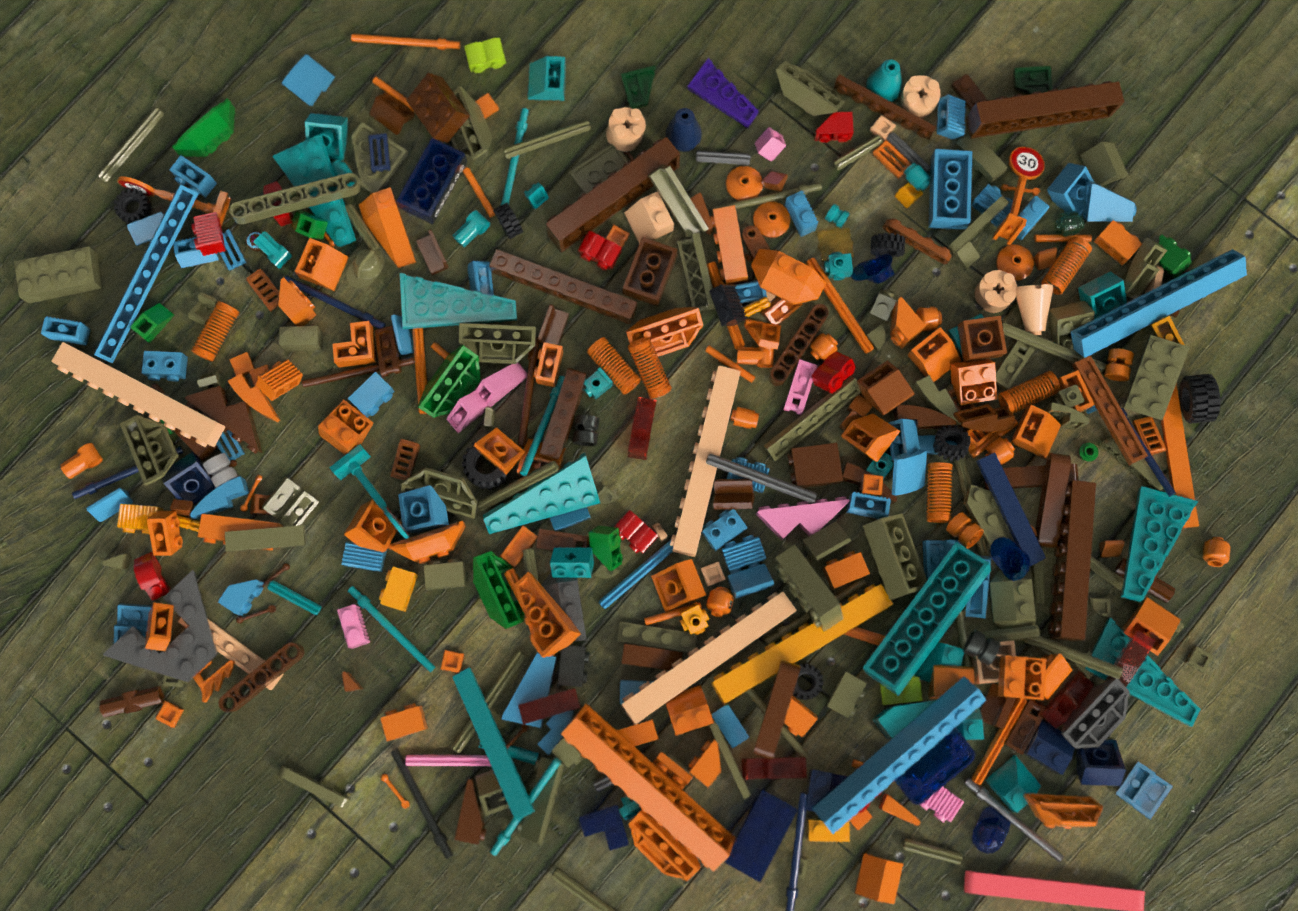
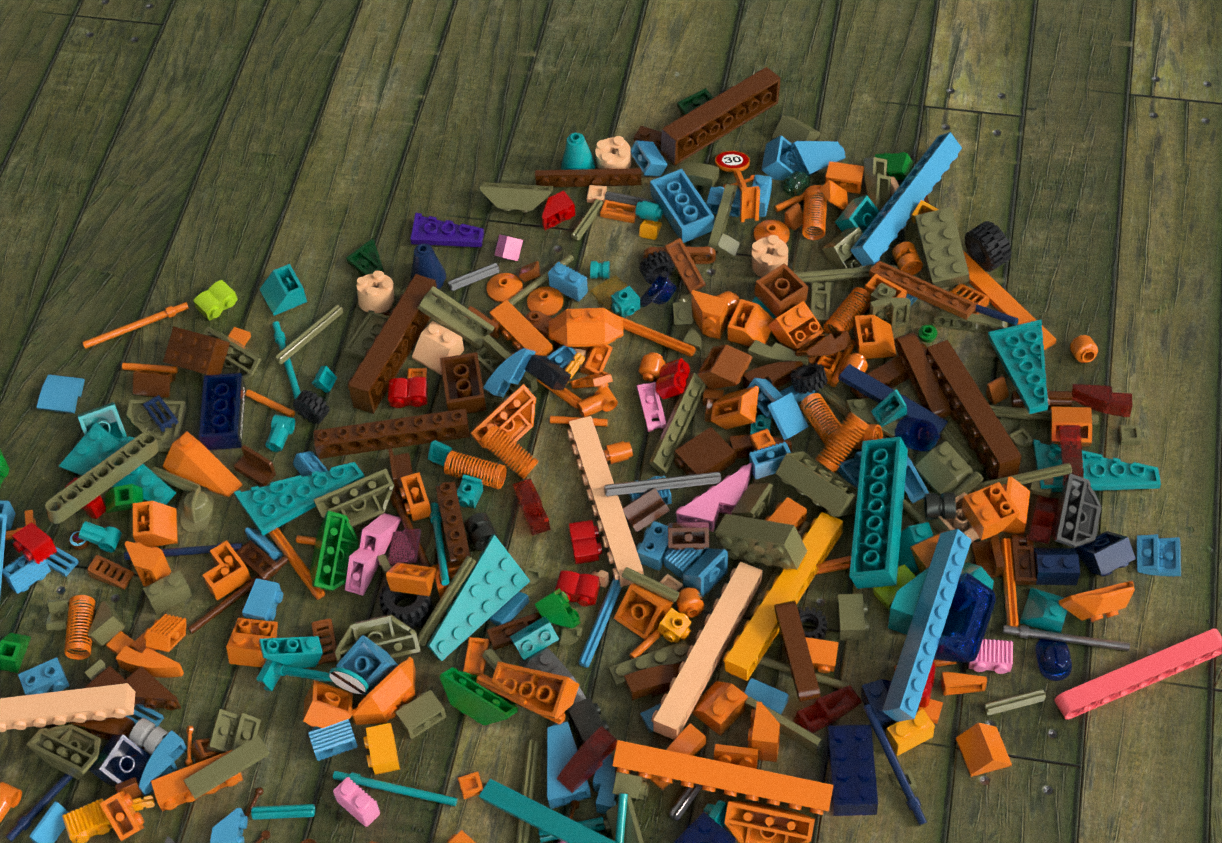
camera: 25 degrees left, 25 degrees down
(237, 340) = (105, 624): none -> olive slope
(367, 460) = (292, 651): none -> teal slope
(514, 408) = (404, 546): none -> clear pink piece
(593, 329) = (438, 452): none -> teal tile
(666, 490) = (584, 541): none -> red brick
(692, 287) = (509, 372): none -> dark azure slope
(694, 571) = (650, 584): none -> olive axle
(751, 546) = (688, 535): none -> reddish brown brick
(800, 336) = (629, 376): reddish brown beam -> none
(914, 257) = (684, 265): none -> dark orange tile
(961, 520) = (840, 443): none -> orange piece
(999, 522) = (890, 409): none -> teal slope
(1034, 306) = (807, 249): light nougat cone -> none
(1095, 260) = (835, 194): none -> orange slope
(1199, 613) = (1103, 399): none -> clear red slope

